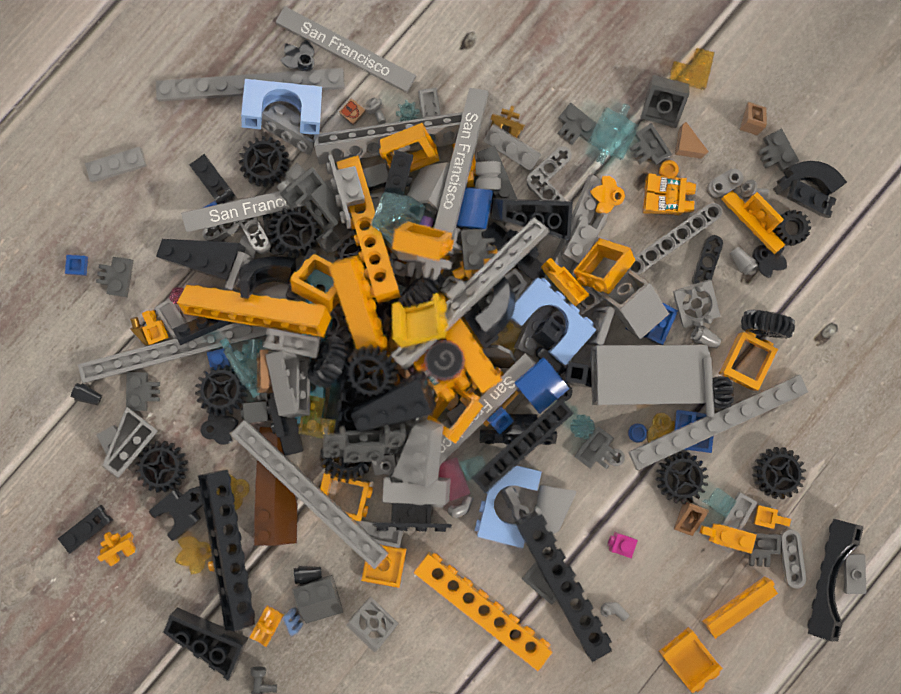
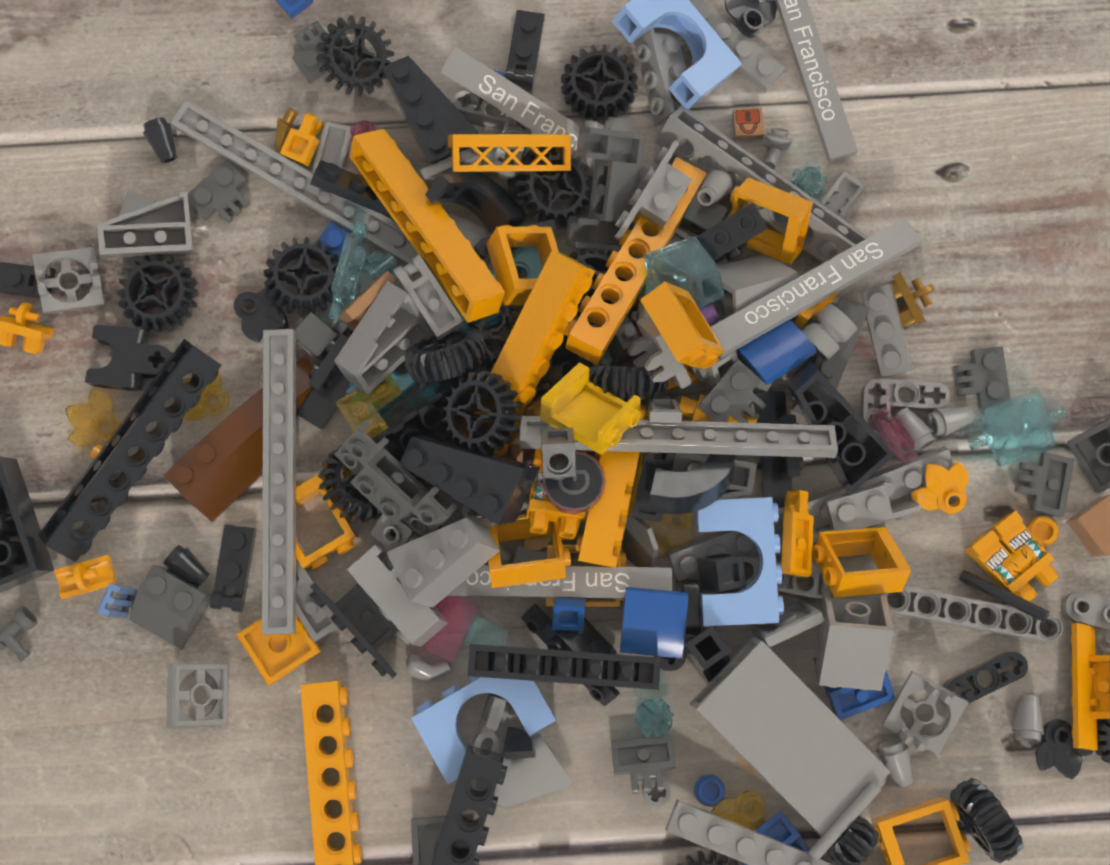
camera: 45 degrees right, 5 degrees down
(109, 484) = (88, 259): none -> light grey piece
(131, 255) = (344, 54): none -> black gear
(253, 232) = (510, 140): none -> light orange fence
(328, 552) = (233, 567): none -> black plate
(369, 158) = (715, 187): none -> light grey cone
(423, 349) = (558, 442): none -> dark grey brick
(535, 499) = (518, 744): none -> black tile
(563, 193) = (894, 436): none -> clear pink tile
(569, 181) = (916, 428): none -> light grey cone
(579, 161) = (947, 420): none -> light grey cone
(680, 217) = (1004, 595): none -> black bar

